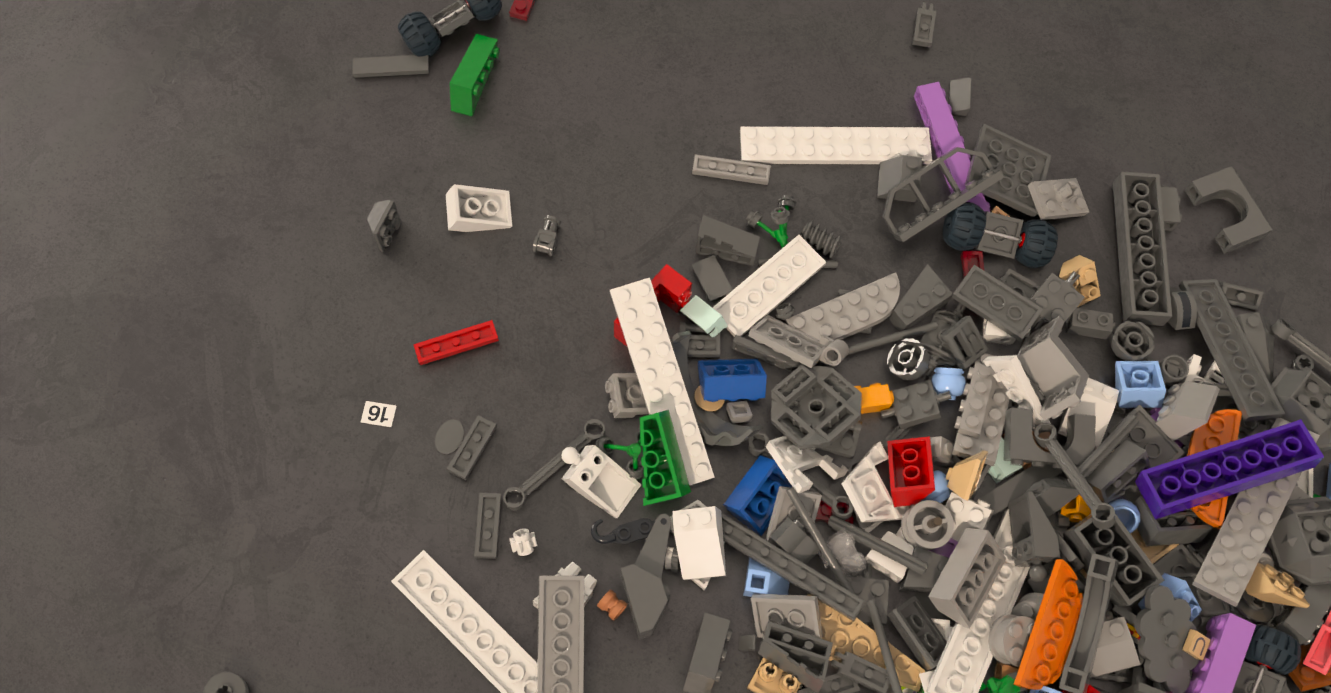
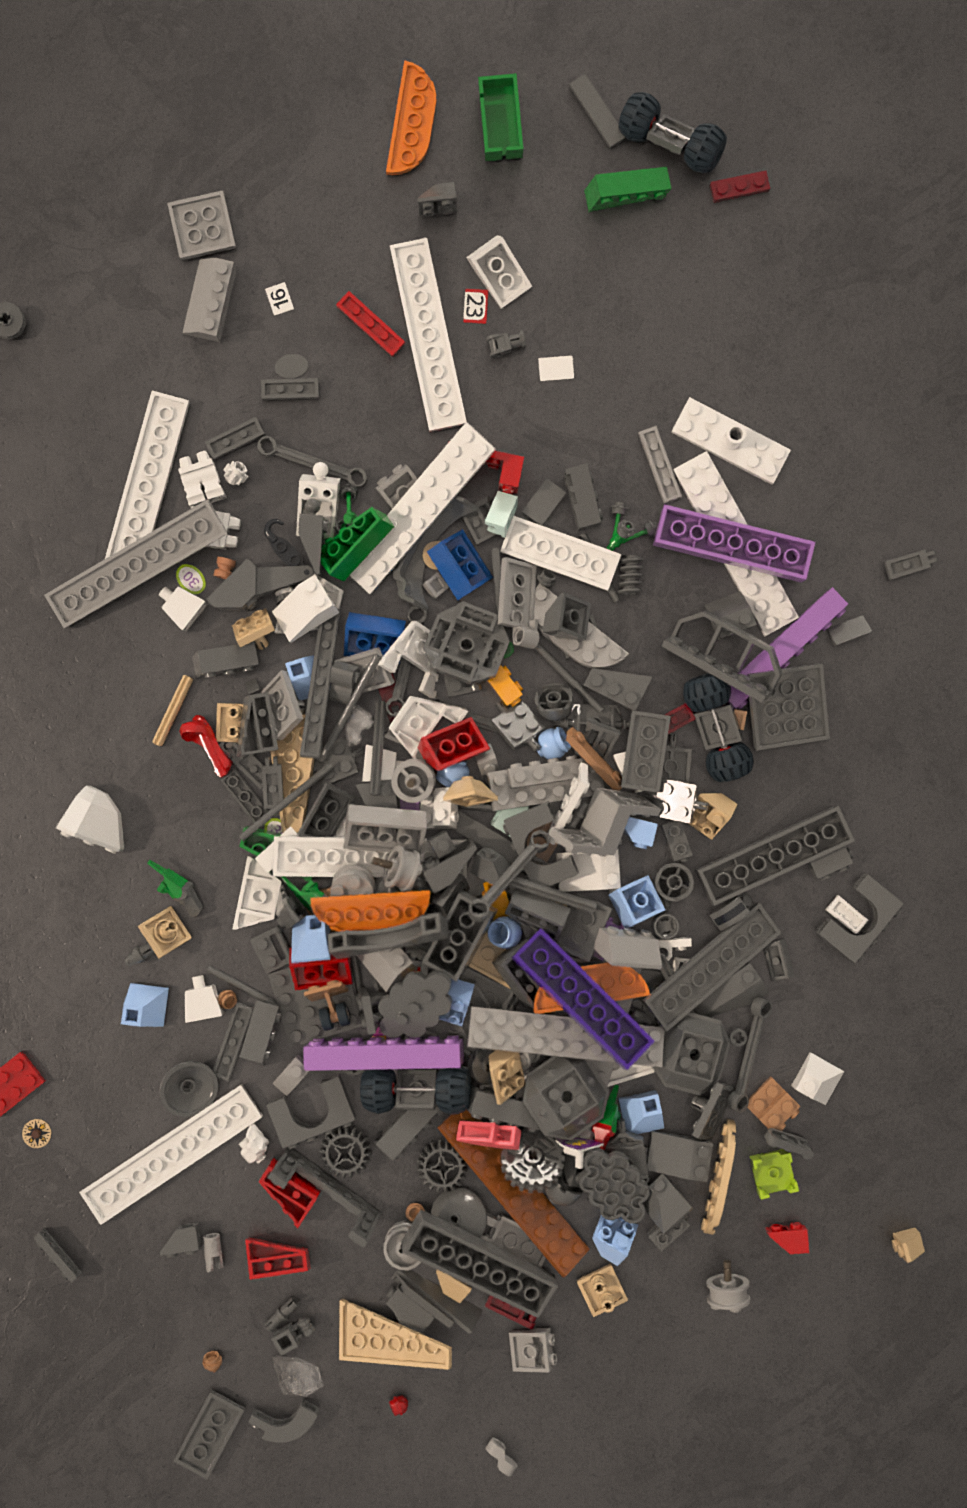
camera: 65 degrees right, 20 degrees up
(262, 446) = (201, 225): none -> light grey plate
(295, 212) = (412, 120): none -> orange plate
(337, 477) = (210, 299): none -> light grey slope
(344, 137) = (500, 117): none -> green piece
(496, 247) = (475, 306): none -> sticker
(498, 298) = (428, 334): none -> white plate
(504, 578) = (200, 474): none -> white hips
(593, 210) = (556, 368): none -> white sticker
(602, 648) = (190, 579): none -> sticker
(627, 670) = (182, 606): none -> white torso
(631, 497) = (312, 531): none -> dark grey slope
(691, 606) = (253, 629): none -> tan plate
(741, 105) = (712, 433): none -> white plate
(837, 306) = (567, 618): none -> dark grey slope
(838, 140) = (734, 543): none -> medium lavender brick
(961, 353) = (585, 750): none -> medium nougat plate
(1005, 530) = (441, 843): none -> dark grey brick
(1017, 579) = (400, 868): none -> light grey wheel
(1058, 198) = (784, 763): light grey plate -> none
(1078, 341) = (640, 832): none -> light blue slope
(1196, 644) = (423, 1028): tan tile -> none
(1220, 219) = (846, 914): none -> white plate

